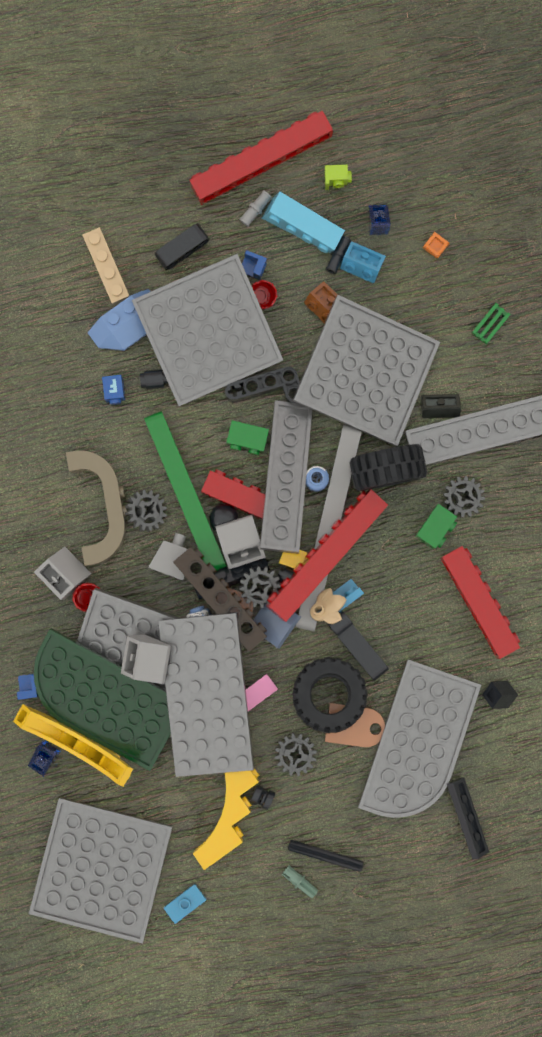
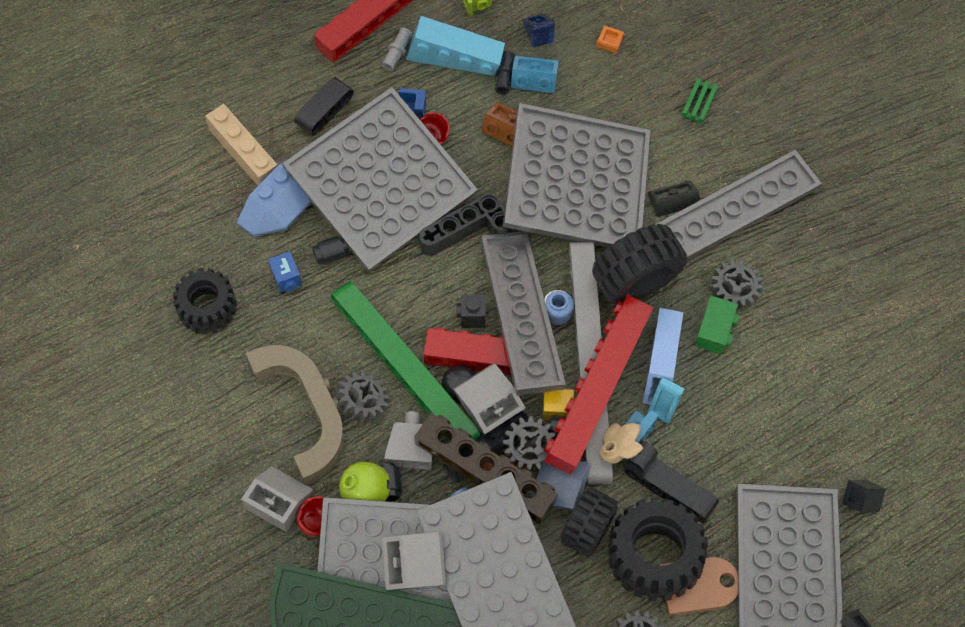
camera: 20 degrees left, 20 degrees down
(38, 383) = (200, 284): none -> black tyre
(128, 583) = (364, 482): none -> lime cylinder
(148, 584) = (395, 482): none -> black brick
(247, 437) = (459, 281): green brick -> none
(249, 462) = (471, 311): none -> black brick
(259, 691) = (569, 572): bright pink slope -> none
(285, 661) = (589, 521): none -> black tyre
(374, 581) = (666, 399): none -> medium azure tile
(385, 541) = (663, 351): none -> light blue slope
(480, 603) = (800, 395): red brick -> none

